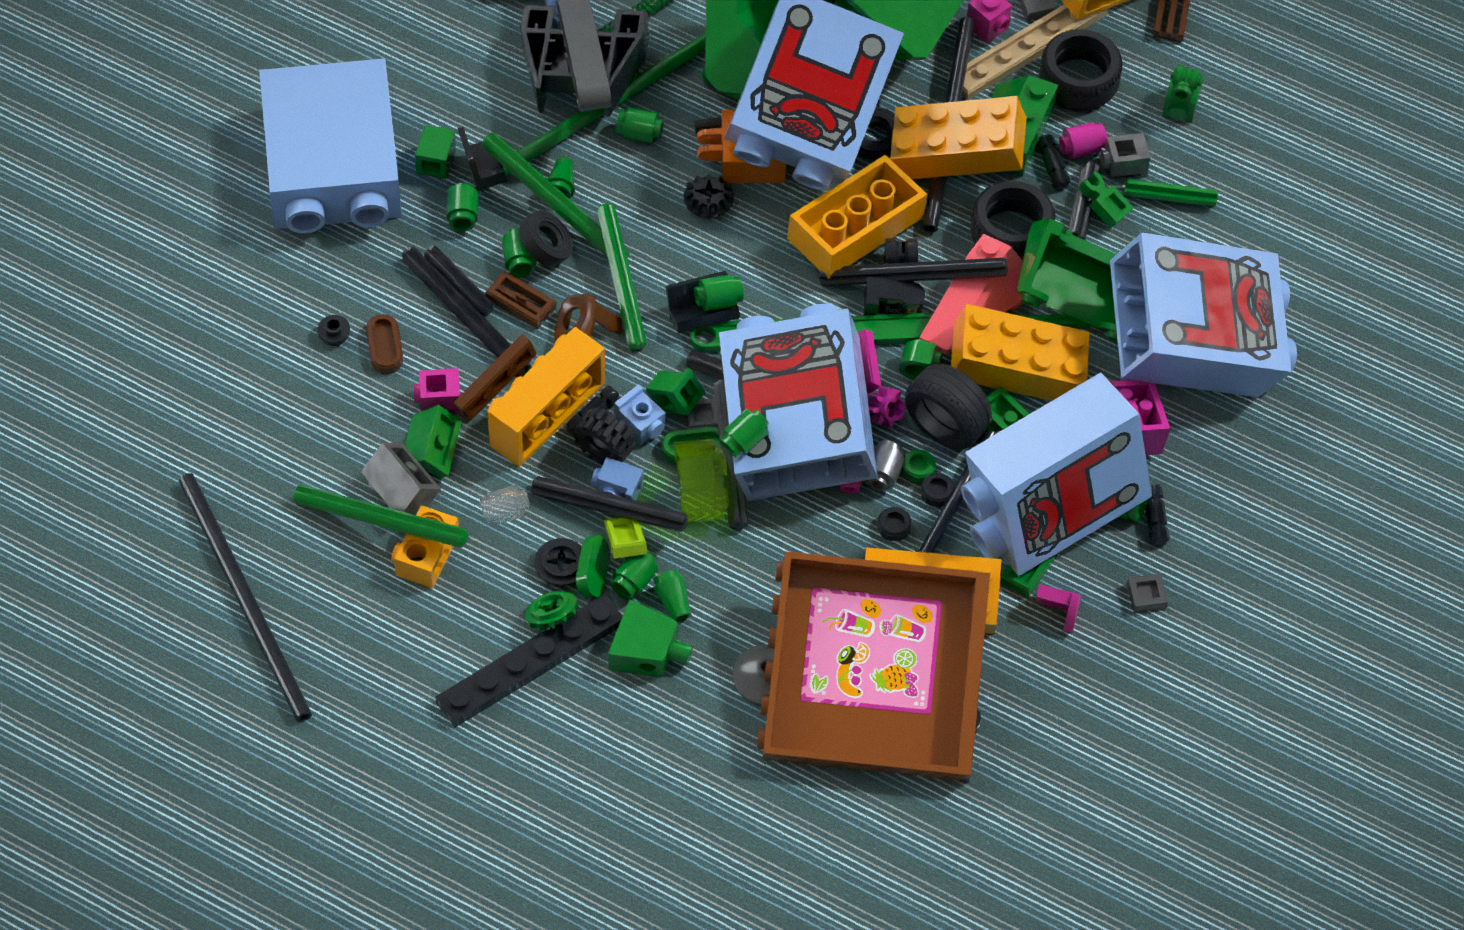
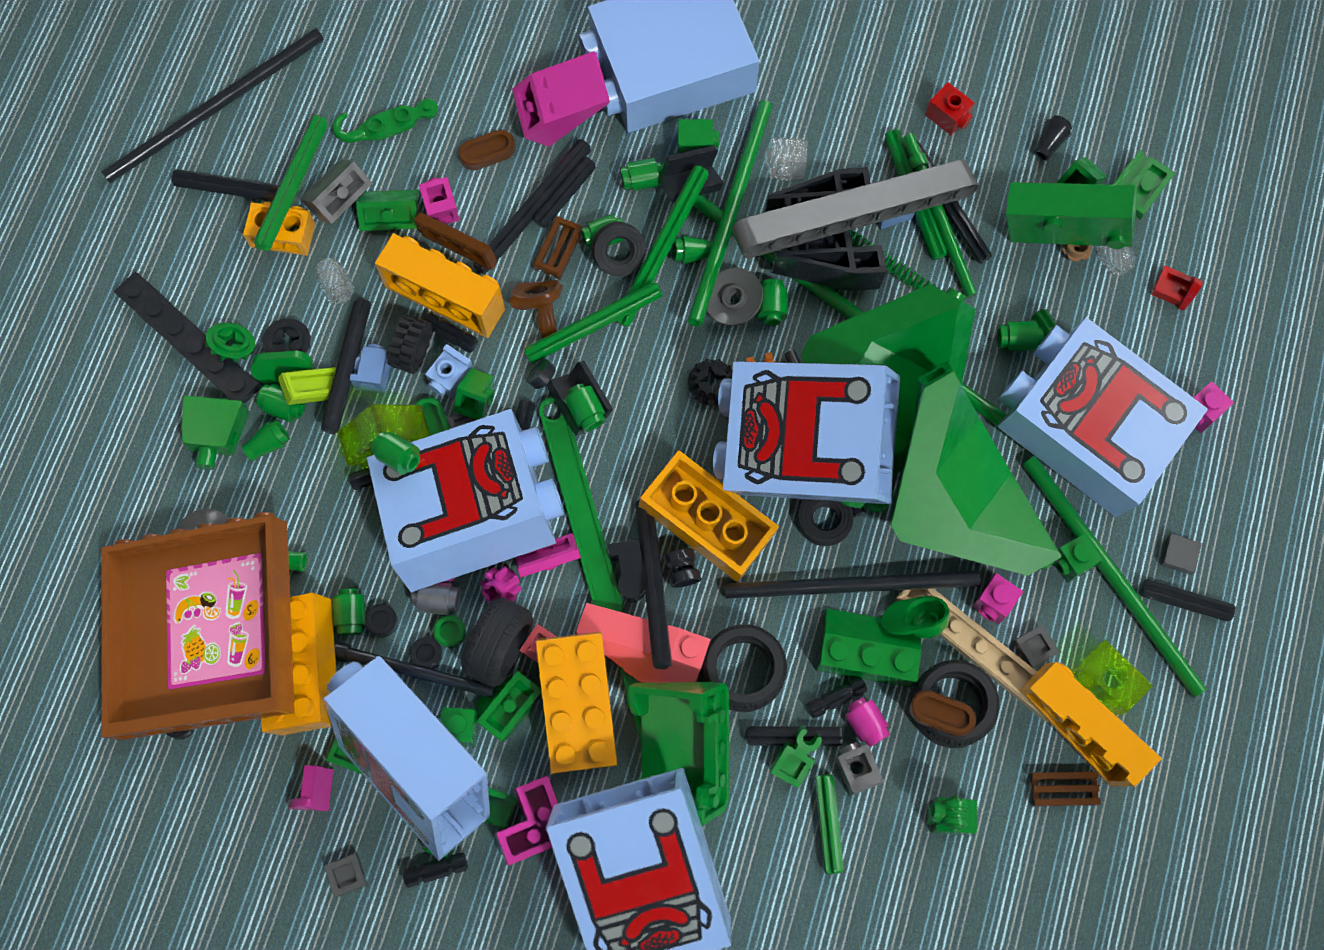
camera: 80 degrees right, 15 degrees up
(323, 430) = (386, 123): none -> green piece
(337, 336) = (490, 113): black plate -> none
(353, 594) = (224, 185): none -> black axle
(361, 245) = (560, 98): none -> dark pink slope
(483, 79) = (786, 158): none -> clear brick
(531, 135) = (729, 214): none -> green piece
(620, 140) = (730, 284): none -> dark grey dish
(664, 334) = (541, 374): none -> black tile
(880, 539) = (348, 612): none -> green brick
(917, 356) = (563, 609): green plate -> none
(959, 137) = (816, 594): light orange brick -> none
(994, 72) = (917, 616): none -> green cap
(1093, 69) = (942, 713): none -> reddish brown tile

